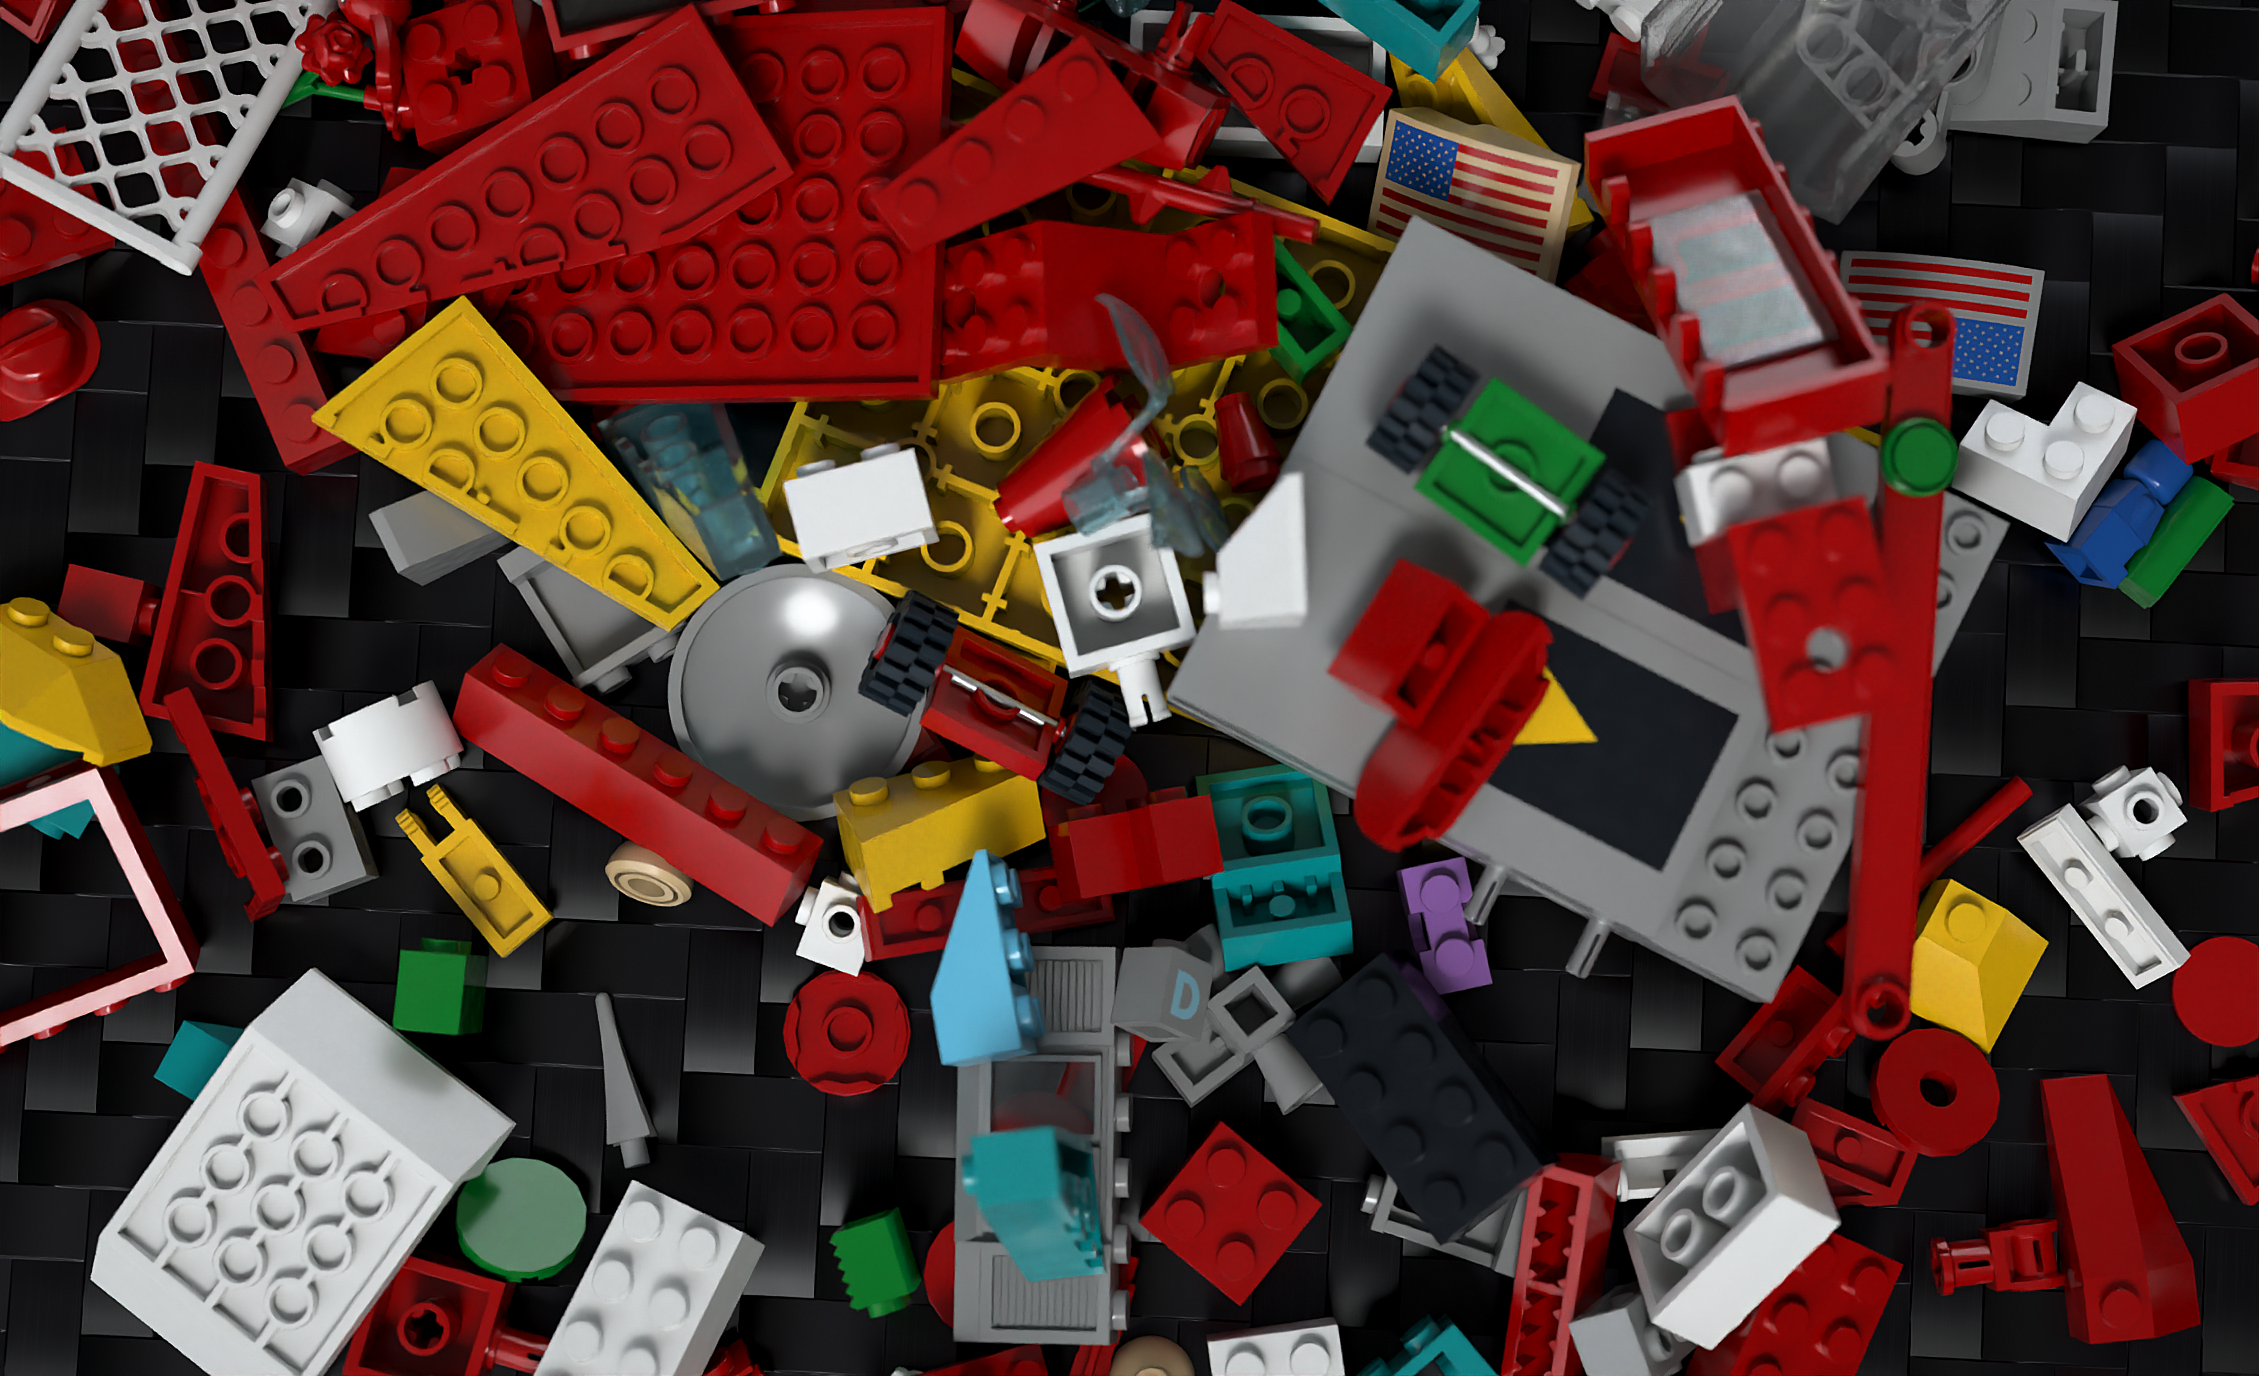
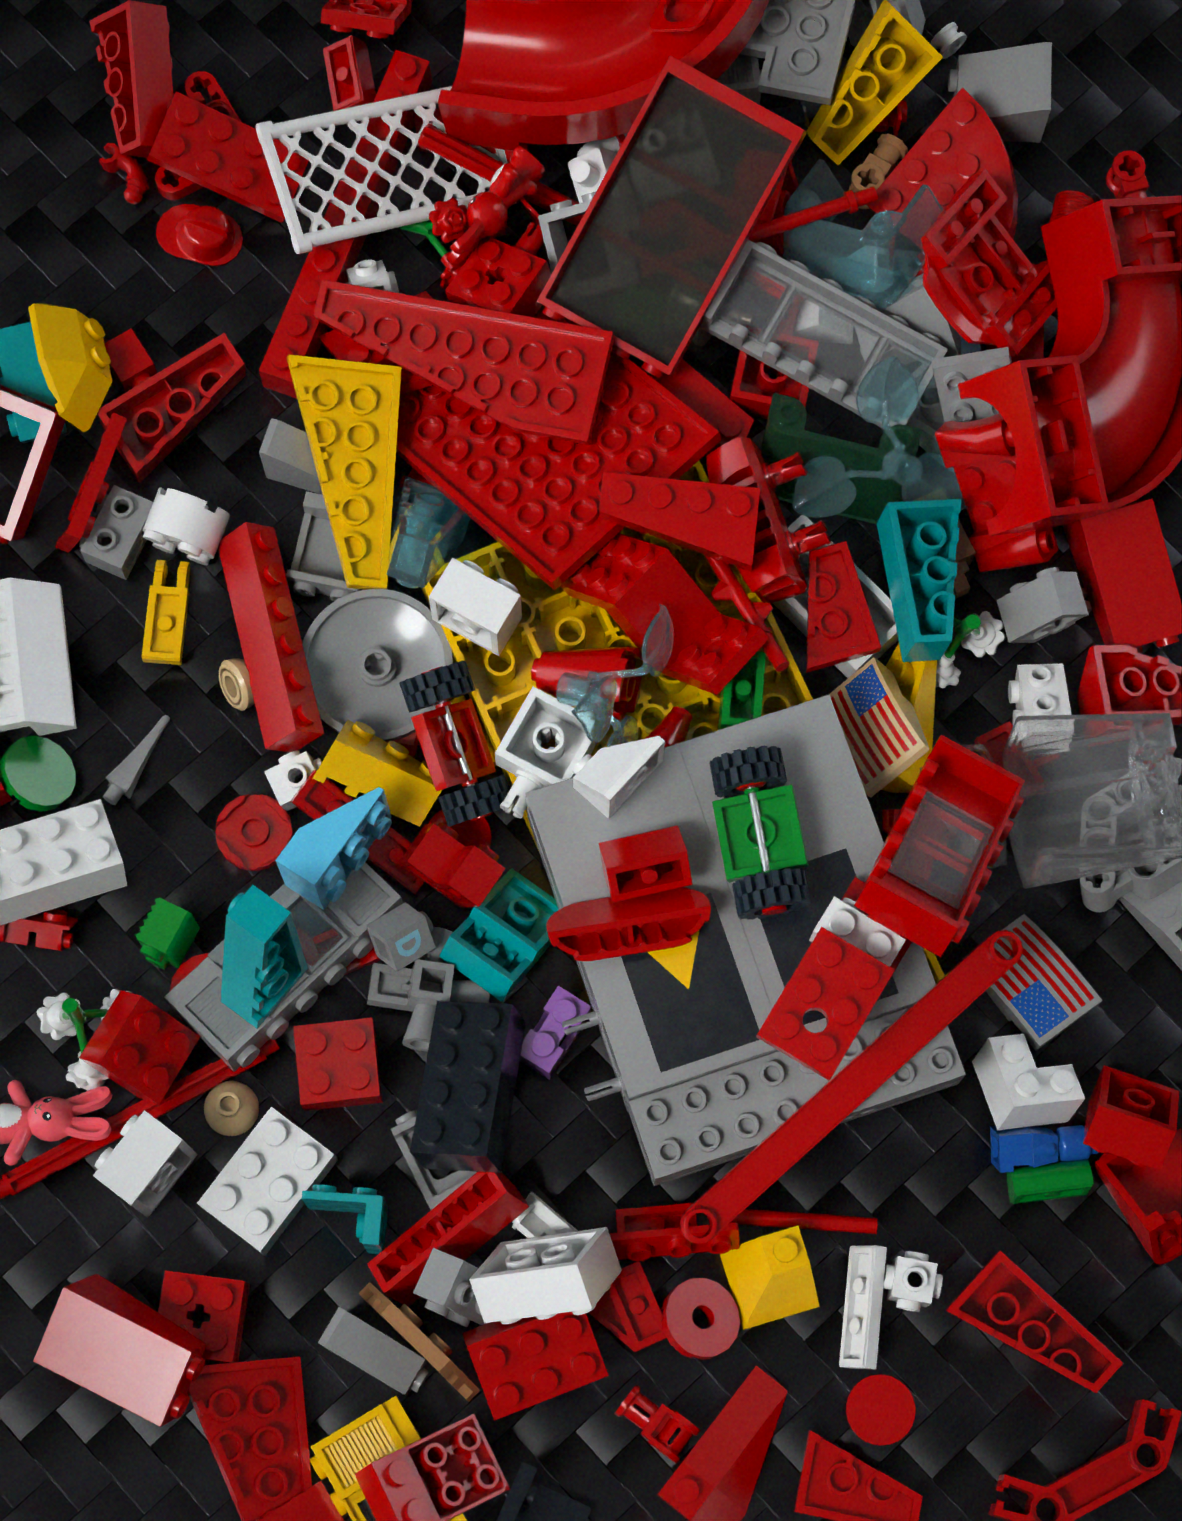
camera: 45 degrees right, 10 degrees down
(441, 988) = (103, 644): green brick -> none
(1918, 457) = (947, 999): green piece -> none

